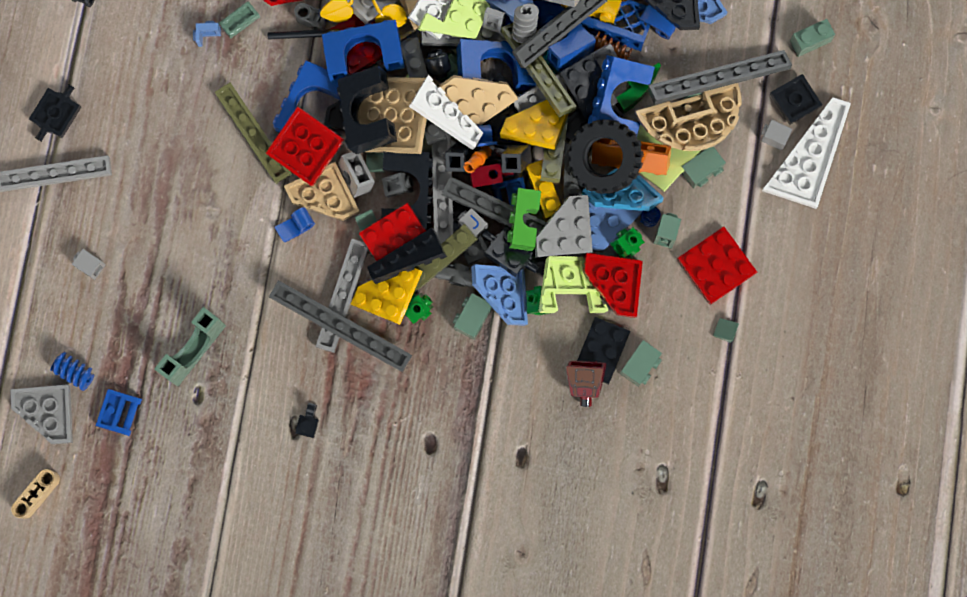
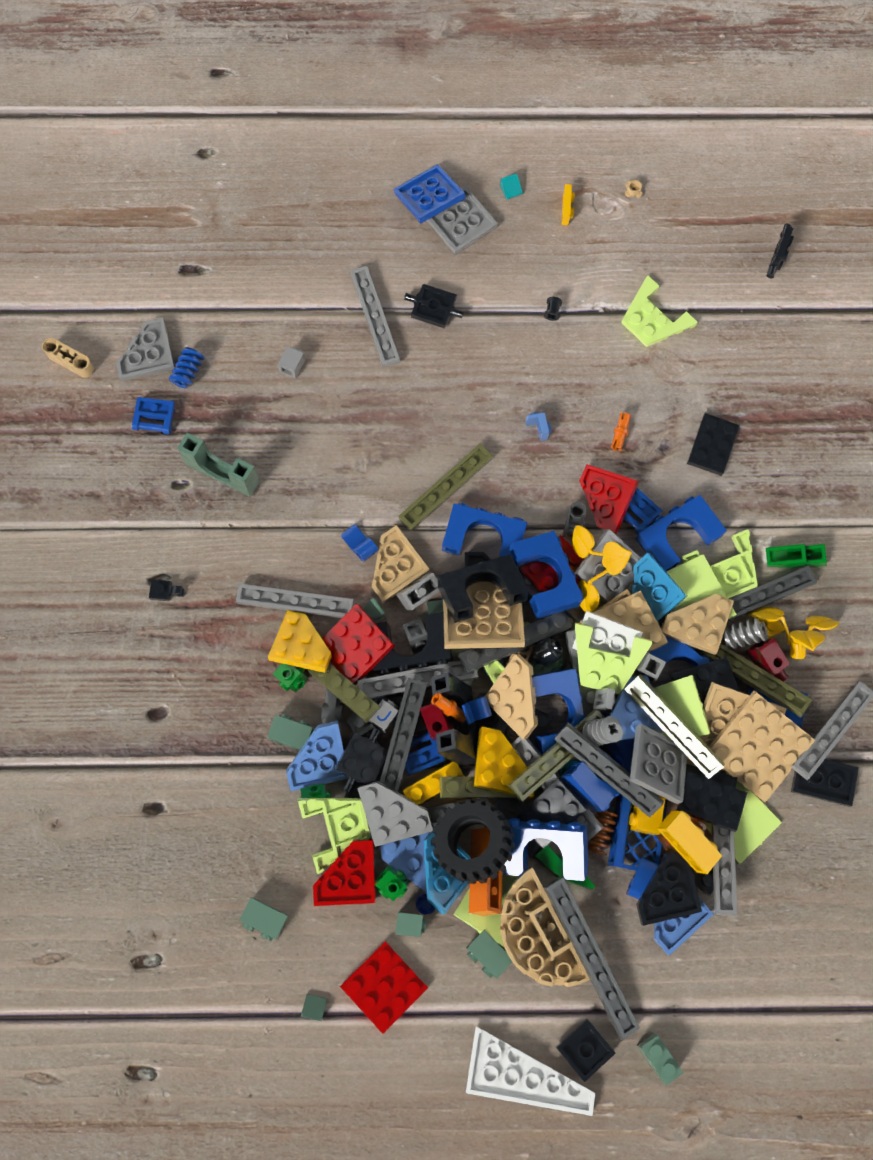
camera: 75 degrees right, 5 degrees down
(239, 19) = (559, 454): sand green plate -> none
(298, 34) = (555, 514): black bar -> none
(305, 146) = (436, 536): red plate -> none
(340, 326) = (259, 604): dark grey plate -> none
(413, 253) = (341, 661): black wing -> none
(438, 109) = (489, 664): white wing -> none
(521, 235) = (375, 765): bright green arch -> none
(585, 380) = (237, 860): torso -> none
(604, 345) = (274, 874): black plate -> none
(775, 134) = (540, 1032): light grey brick -> none

